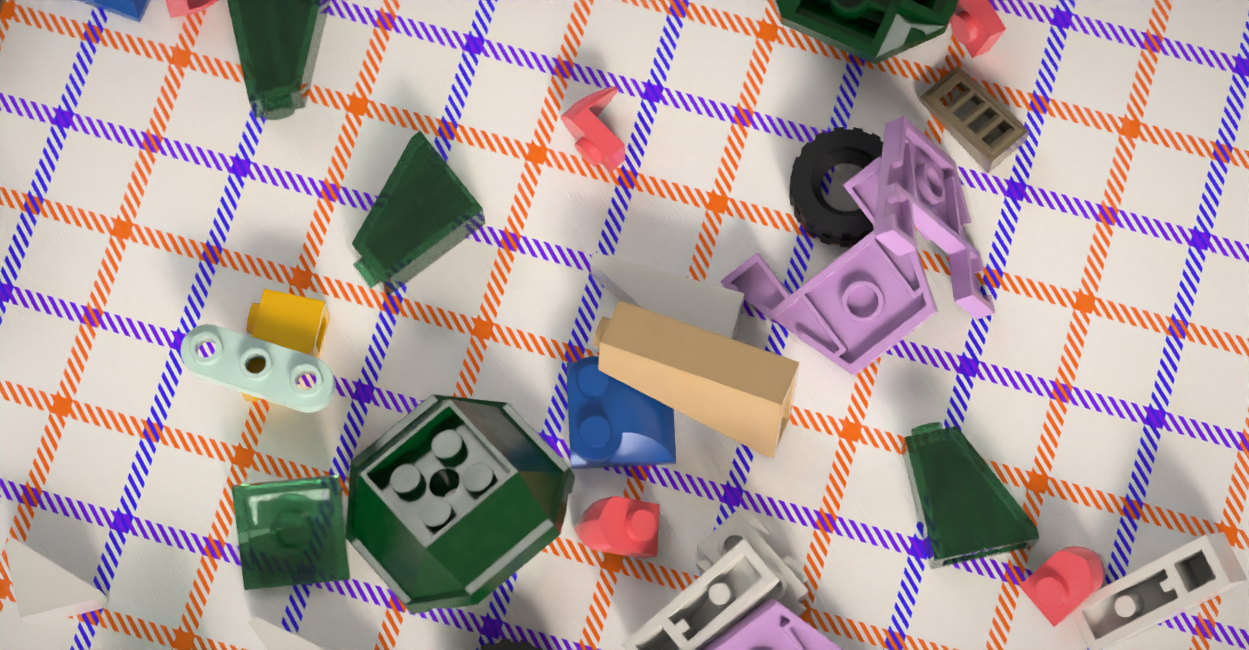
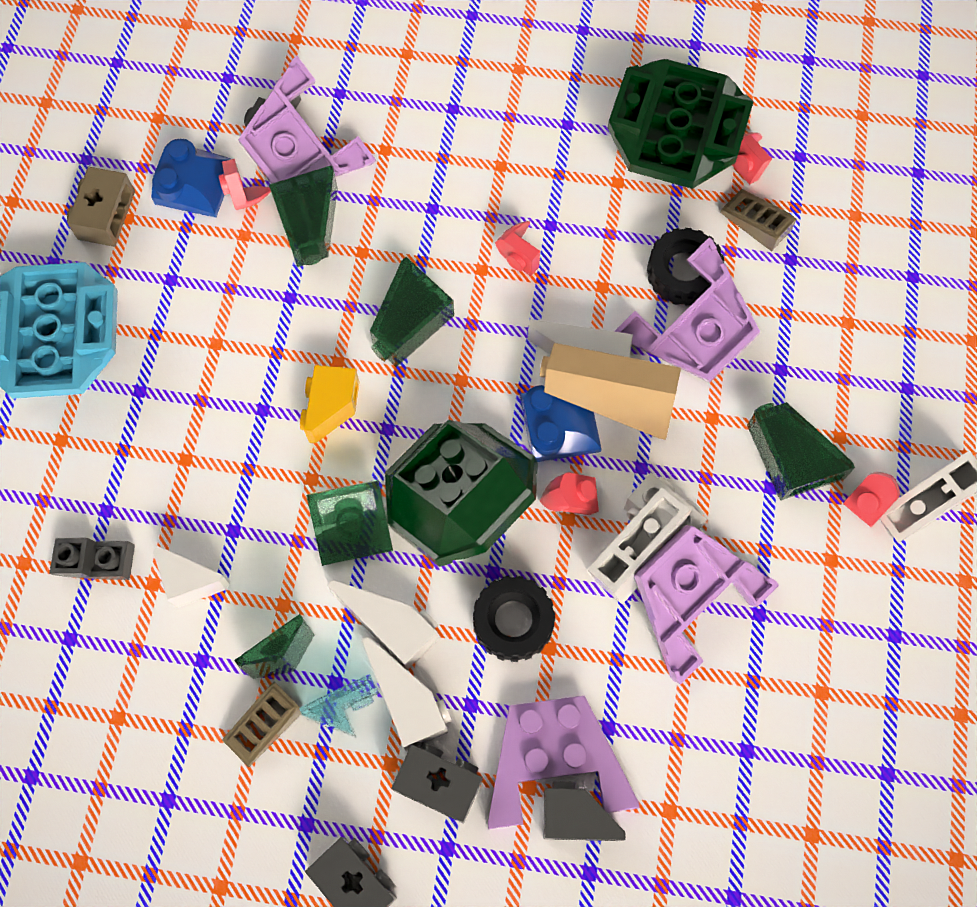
camera: 10 degrees left, 5 degrees down
(275, 383) = (328, 423): light aqua plate -> none
(924, 191) = (744, 270): lavender wing -> none

